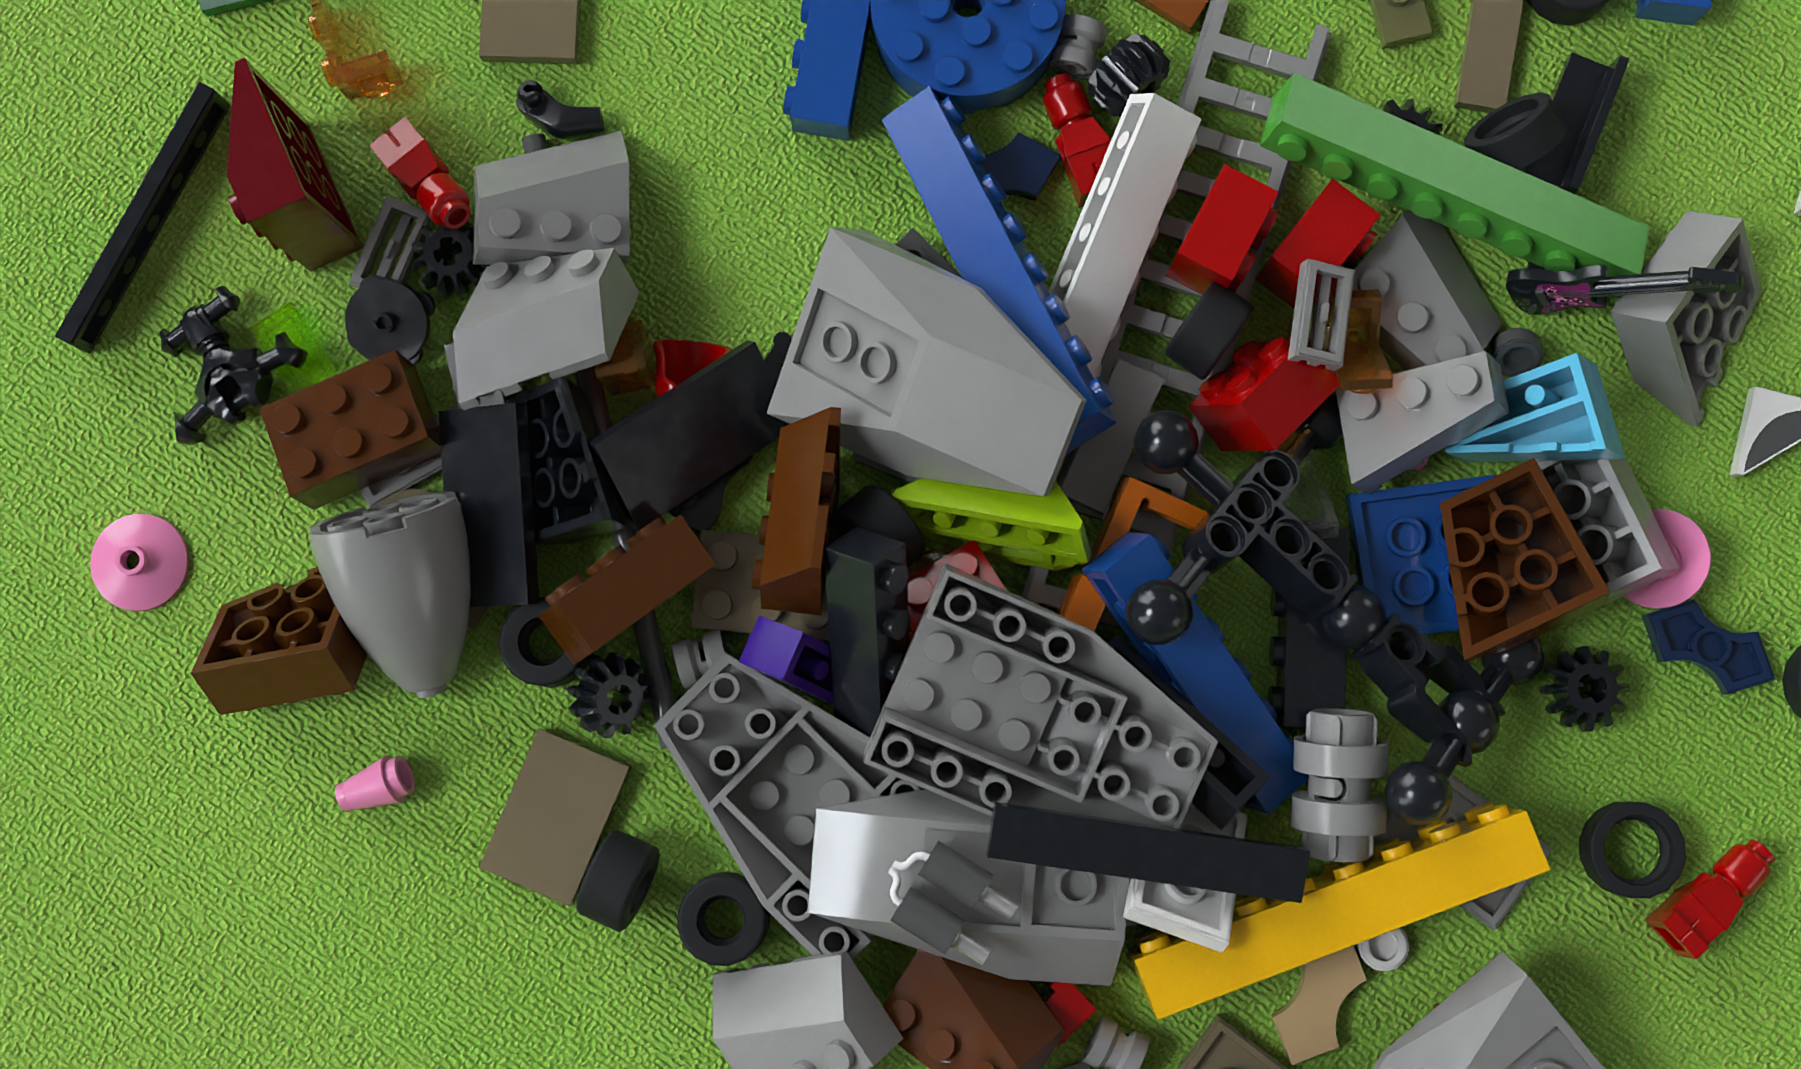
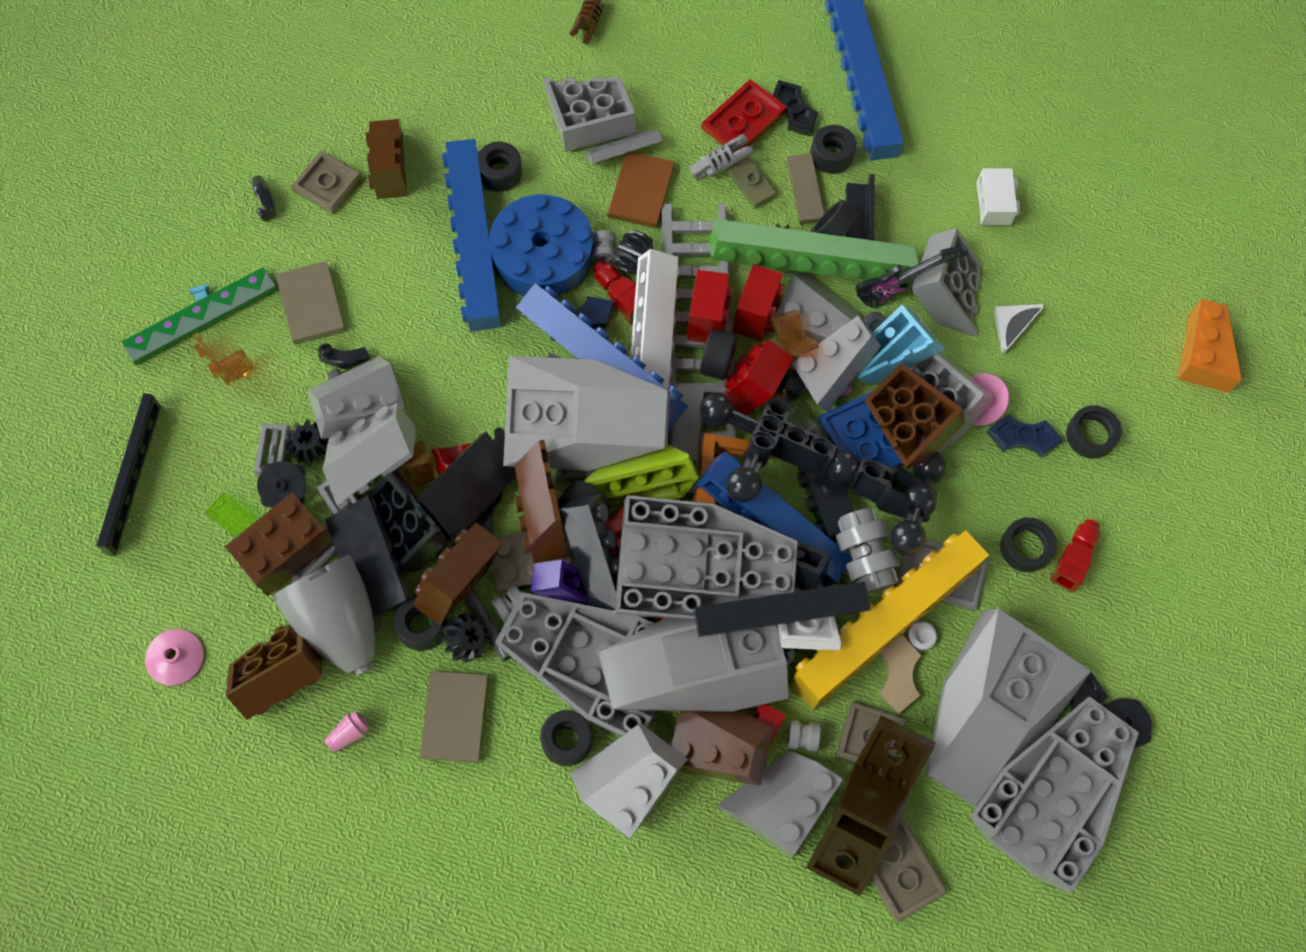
camera: 30 degrees left, 15 degrees down
(229, 376) = (201, 539): black piece -> none
(283, 177) = (210, 422): dark red slope -> none
(422, 174) = (275, 402): red piece -> none
(617, 880) = (501, 734): black tyre -> none
(959, 879) = (680, 681): dark grey piece -> none
(1302, 314) = (771, 342): light grey tile -> none
(1603, 691) = (961, 474): black gear -> none

